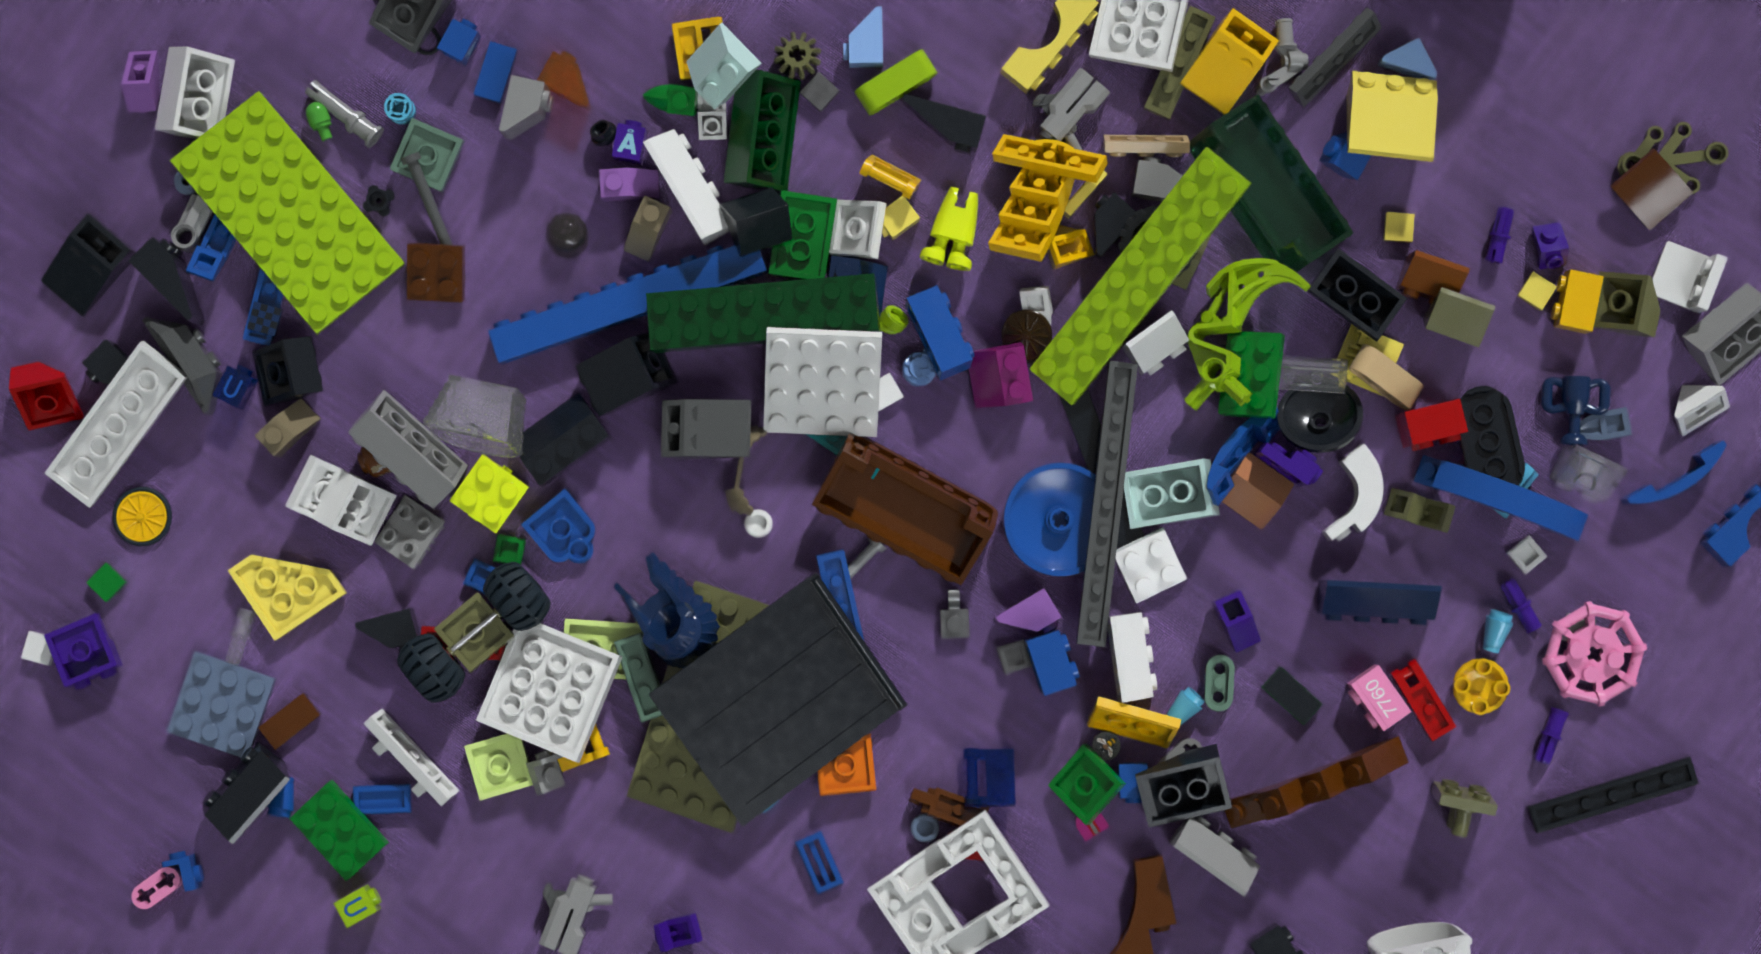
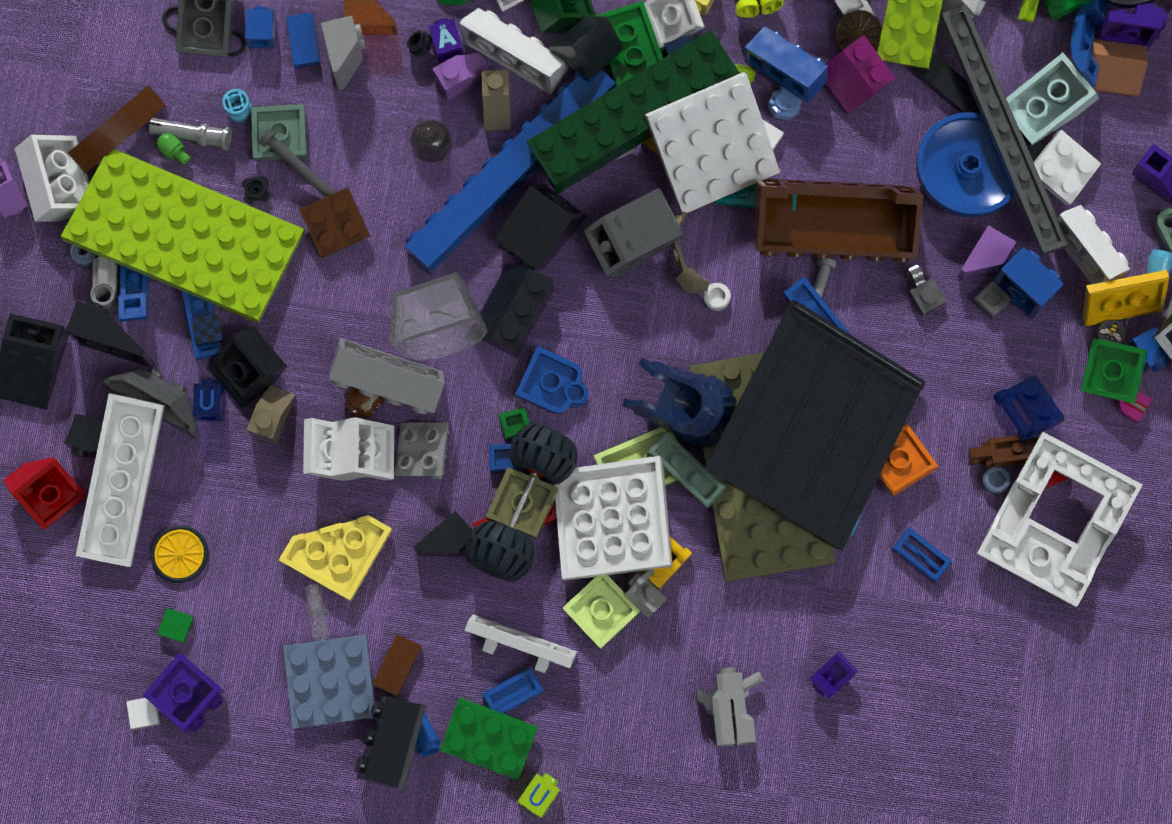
camera: 25 degrees left, 10 degrees down
(276, 76) = (116, 129): none -> reddish brown slope
(489, 493) = (475, 381): neon yellow brick -> none

